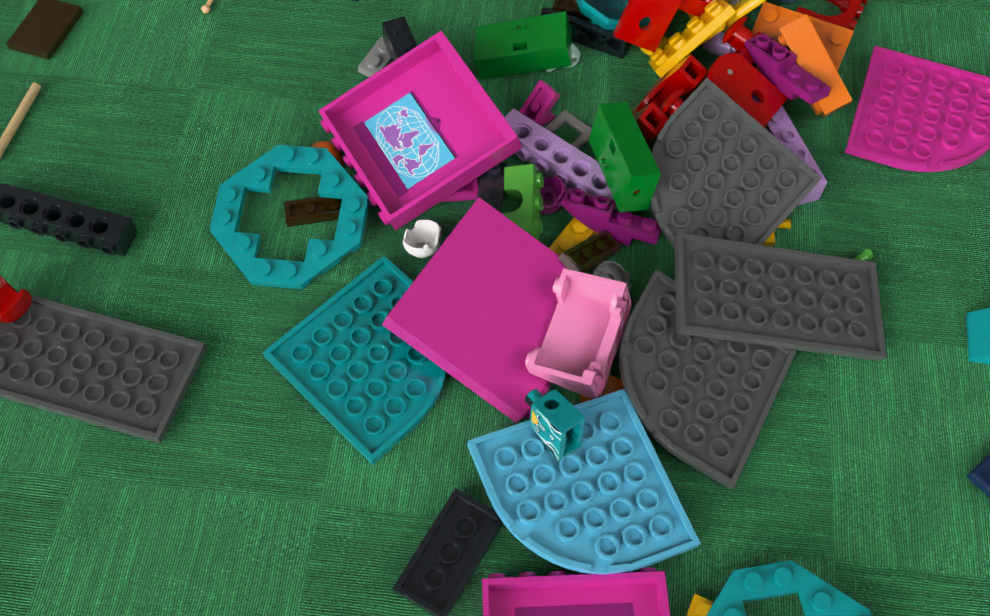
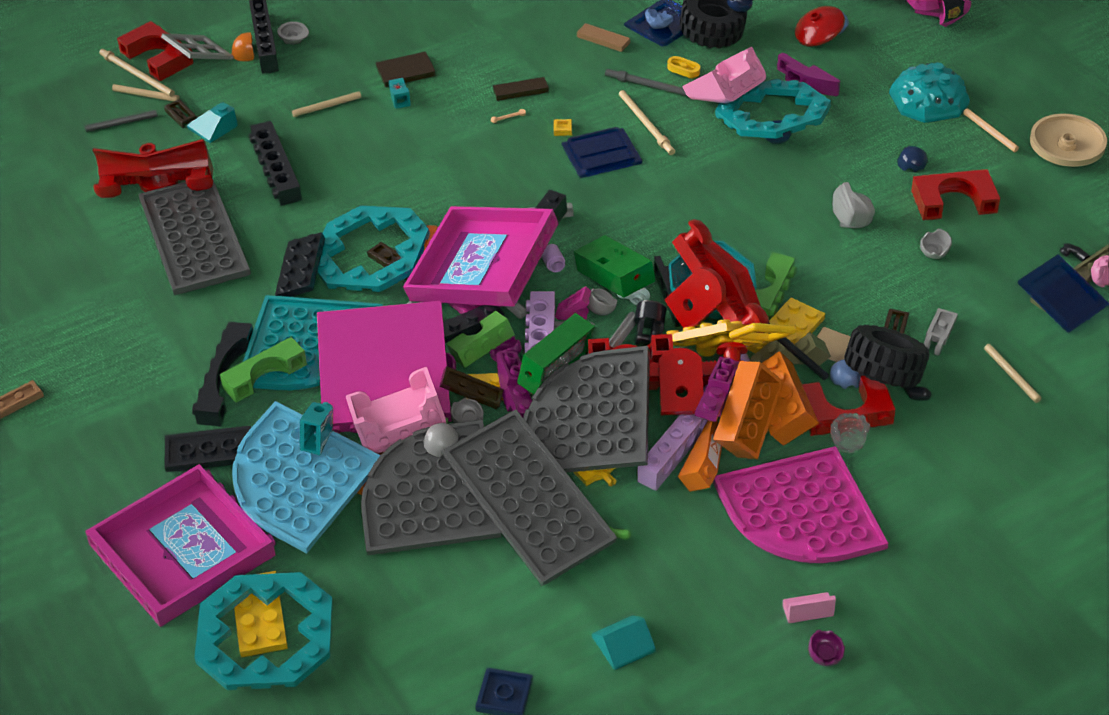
camera: 55 degrees right, 15 degrees down
(77, 52) = (399, 91): none -> teal leg
(249, 293) = (300, 265): none -> black plate
(386, 510) = (210, 407): none -> black arch
(387, 455) = (283, 357): none -> bright green arch
(556, 82) = (601, 302): none -> light grey hair
(594, 88) = (623, 330): none -> light grey axle
(612, 68) = (649, 315): none -> black piece
(657, 322) = (439, 438): none -> light grey hair
(827, 142) = (702, 461): none -> orange slope
(870, 25) = (849, 432): none -> clear hair

